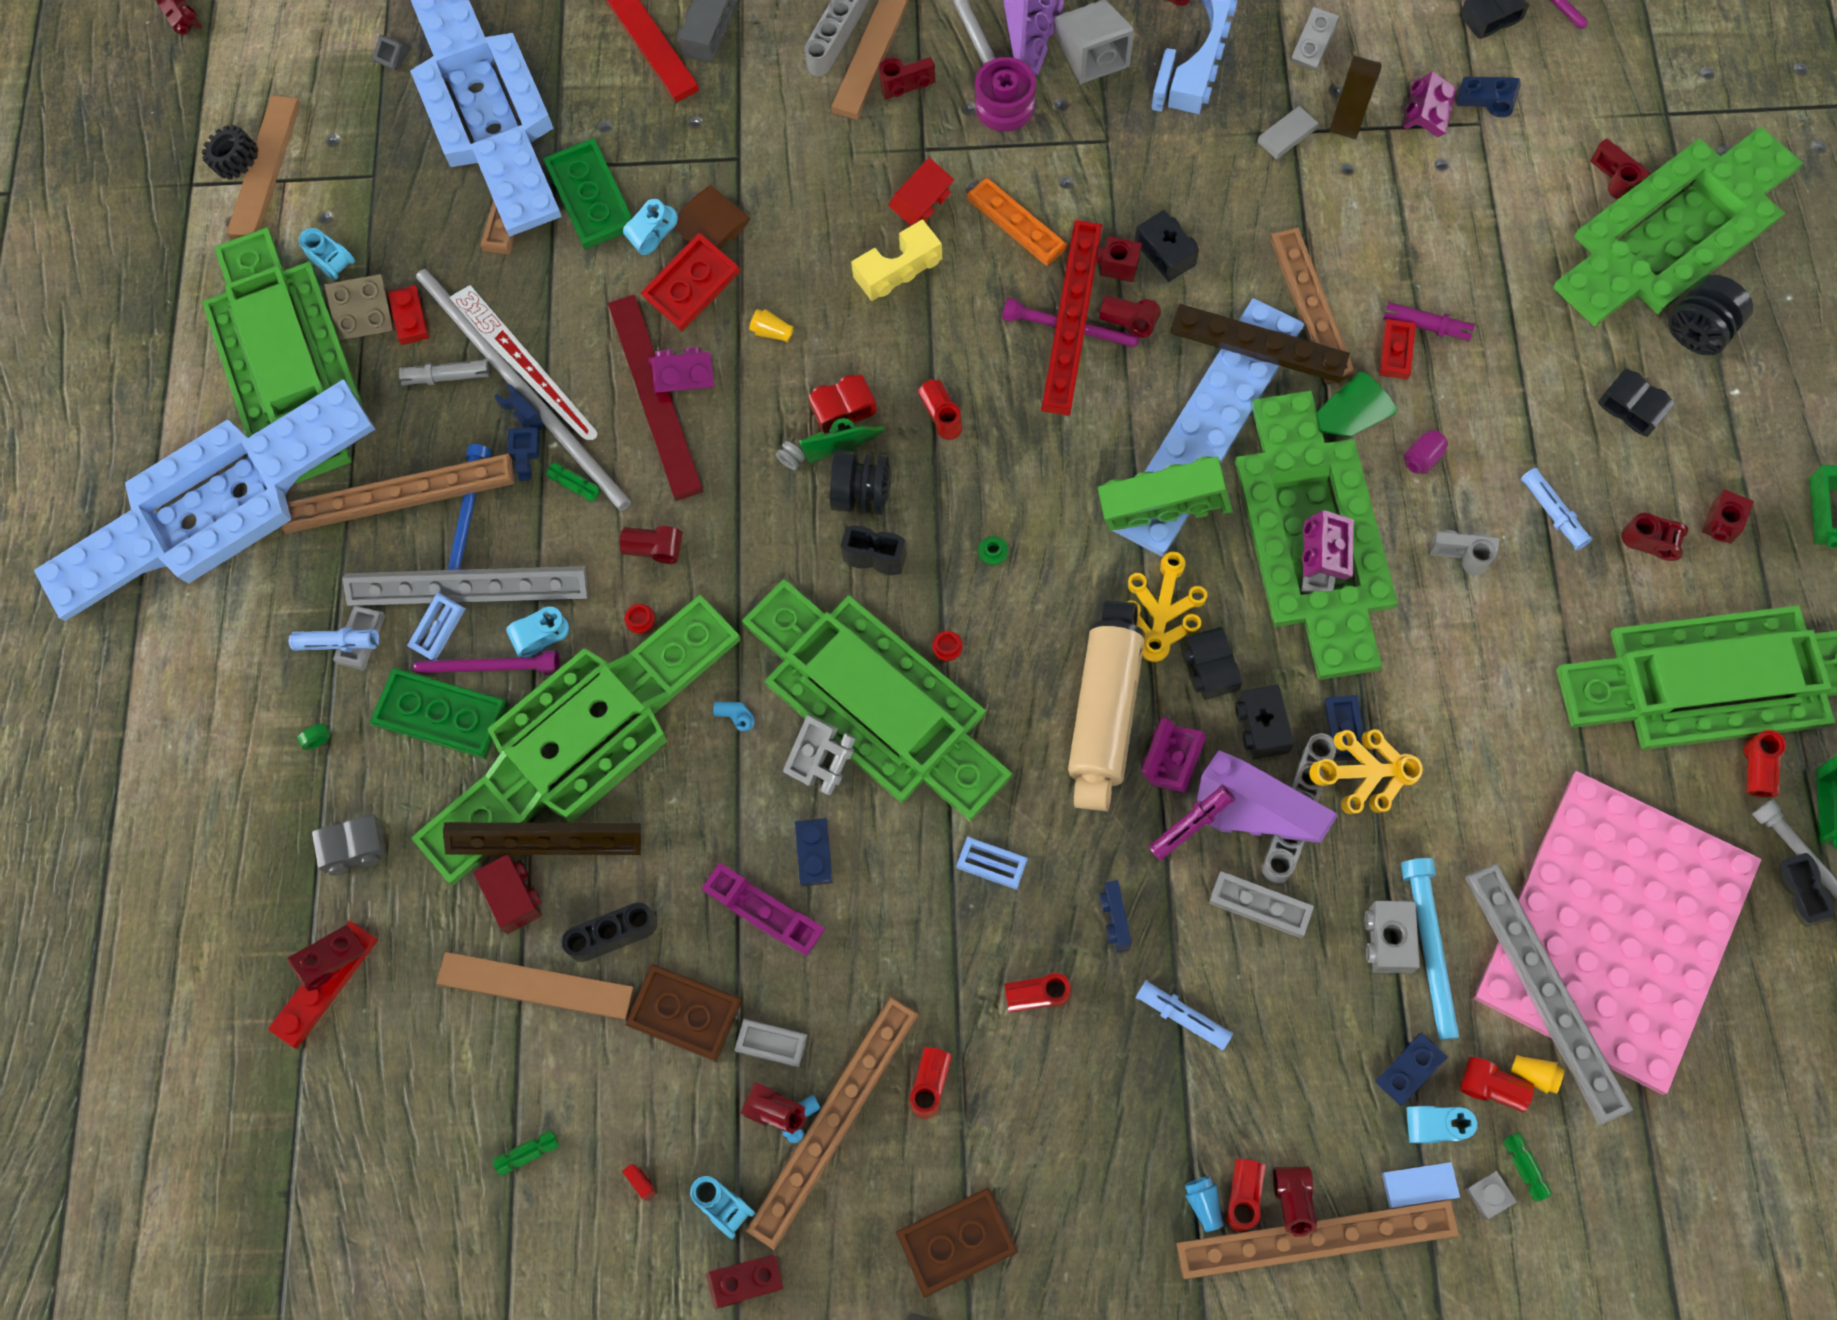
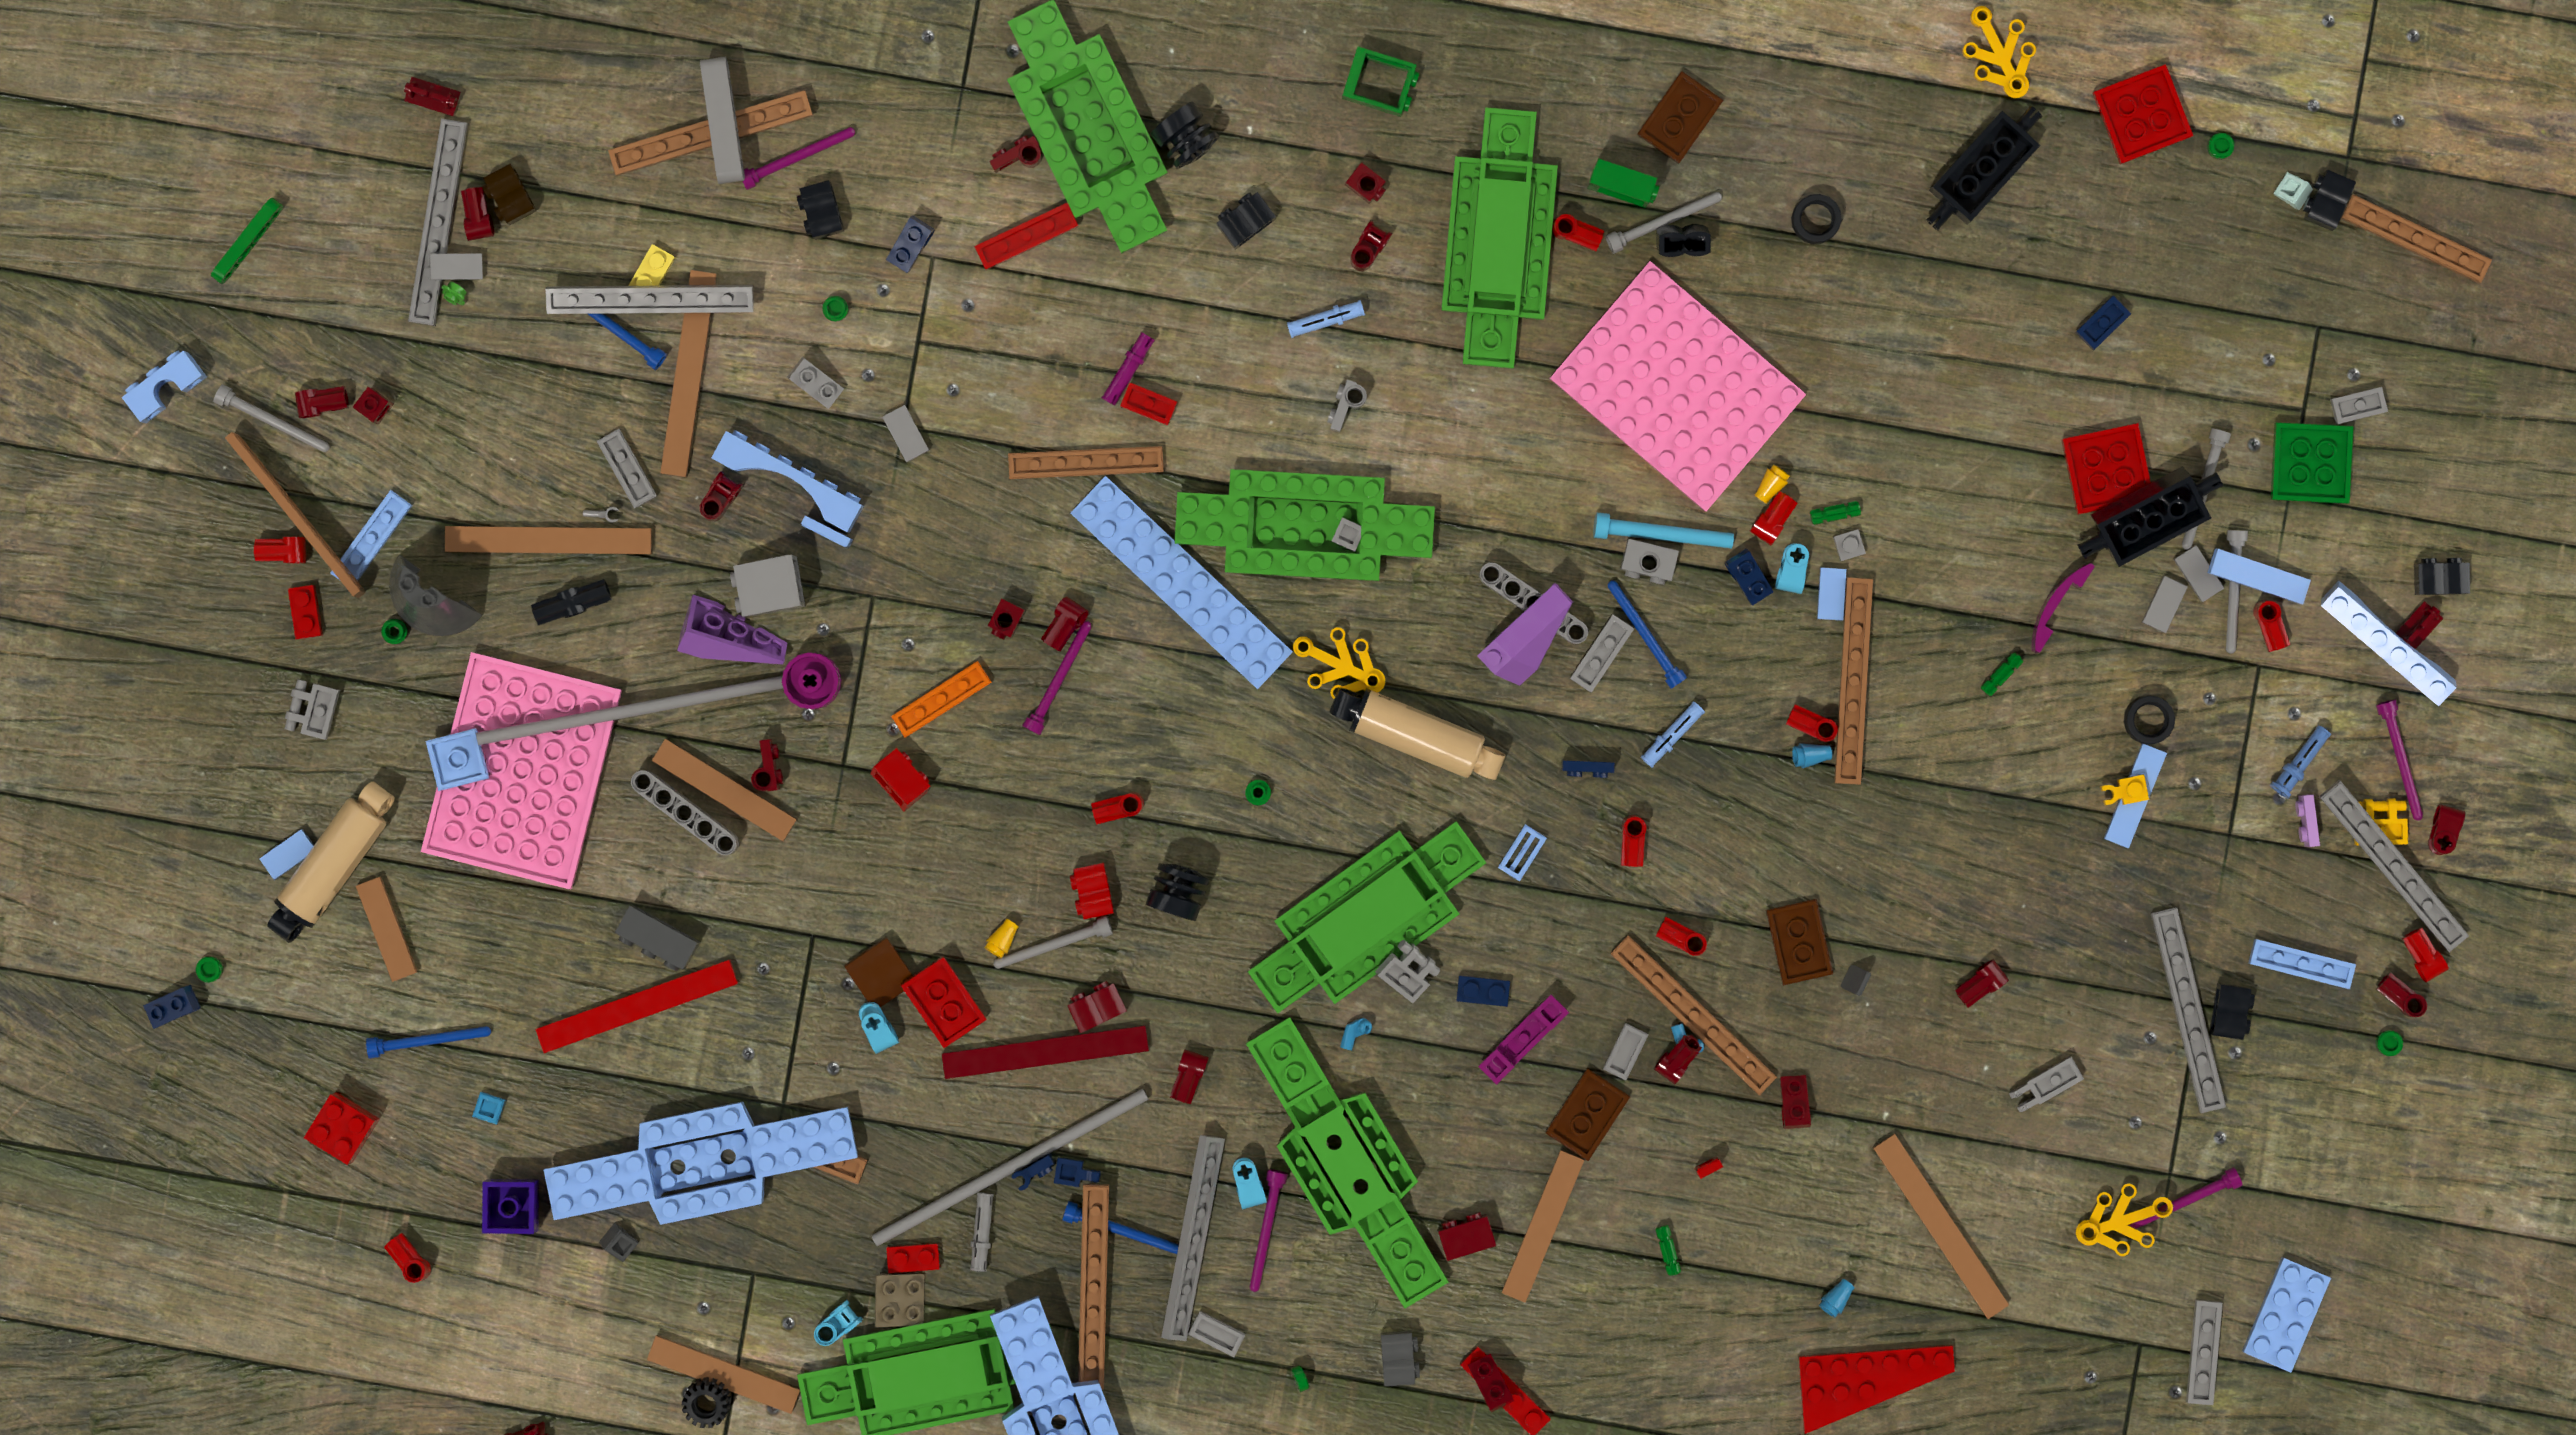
camera: 85 degrees left, 20 degrees up
(344, 639) = (1223, 1343): light blue pin -> none
(438, 713) = (1298, 1275): green tile -> none
(445, 632) = (1208, 1253): light blue tile -> none
(519, 358) = (973, 1169): sticker -> none
(541, 838) = (1431, 1203): dark brown plate -> none
(573, 481) = (1113, 1134): green axle -> none
(588, 193) = (825, 1078): green plate -> none
(594, 929) = (1514, 1174): black beam -> none
(639, 618) = (1253, 1097): red plate -> none
(681, 371) = (1030, 1024): magenta bracket -> none
(713, 433) = (1096, 1007): none -> dark red brick
(722, 1206) = (1739, 1109): medium azure piece -> none
(790, 455) = (1132, 945): light grey bush -> none
(803, 421) = (1100, 928): none -> light grey piece
(822, 446) = (1131, 919): green panel -> none
(869, 549) = (1237, 899): black brick -> none
(880, 274) = (957, 792): light yellow arch -> none
(947, 646) = (1333, 848): red plate -> none
(1071, 318) = (1055, 674): red tile -> none
(1165, 494) = (1252, 642): bright green wedge -> none
(1167, 245) = (991, 585): black brick -> none
(1172, 756) = (1469, 690): magenta bracket -> none
(1202, 814) = (1527, 684): magenta pin -> none
(1212, 663) = (1398, 639): black brick -> none
(1258, 1000) = (1673, 674): none -> blue piece
(1260, 343) = (1121, 522): dark brown plate -> none
(1270, 707) = (1443, 603): black brick -> none
(1295, 1193) = (1818, 688): dark red piece -> none
(1328, 545) = (1328, 523): magenta bracket -> none
(1342, 715) = (1475, 547): dark blue plate -> none
(1355, 97) = (887, 364): dark brown beam -> none
(1355, 407) = (1198, 459): green panel -> none
(1370, 770) = (1518, 541): yellow plant -> none
(1396, 44) = (835, 308): none -> green plate
(1426, 452) = (1252, 410): magenta brick -> none
(1430, 104) = (908, 299): magenta bracket -> none
(1536, 196) = (1026, 236): none -> red plate
(1548, 994) = (1715, 460): light grey tile -> none

